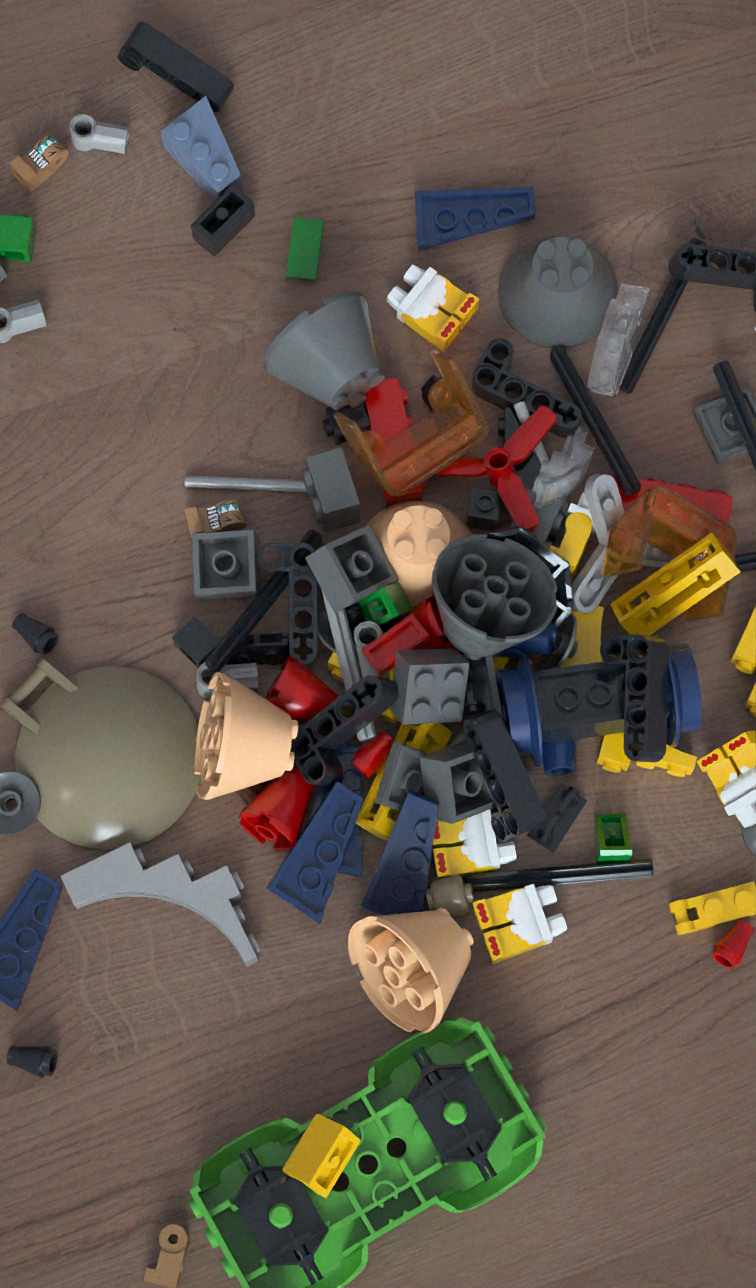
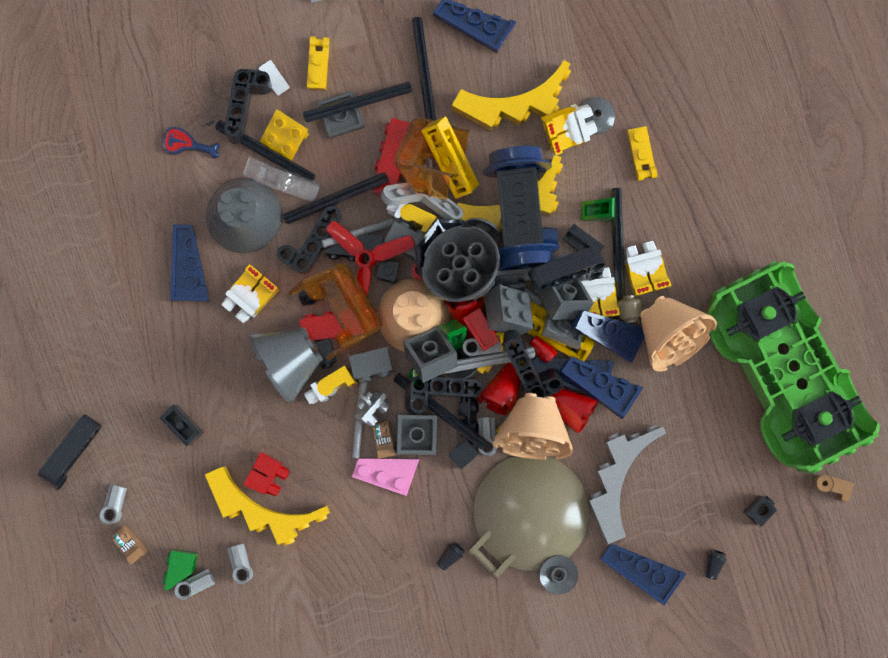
camera: 90 degrees left, 10 degrees up
(109, 305) = (232, 500): none -> yellow arch
(110, 1128) = (752, 510): none -> black brick
(153, 346) = (270, 467): none -> red hips
(162, 531) = (387, 473): none -> bright pink wing
(202, 150) = (131, 436): sand blue wedge -> none
(274, 504) = (368, 405): none -> light grey hips
(293, 427) = (329, 385): none -> yellow hips
(305, 248) = (203, 373): green slope -> none
(321, 1154) = (791, 393): yellow panel -> none
(564, 471) = (371, 218): clear slope -> none
(643, 736) = (554, 180): black beam -> none
(667, 188) = (178, 140): none -> dark blue piece
(690, 340) = (284, 135): none -> yellow hinge
(732, 945) = (665, 145): red cone -> none

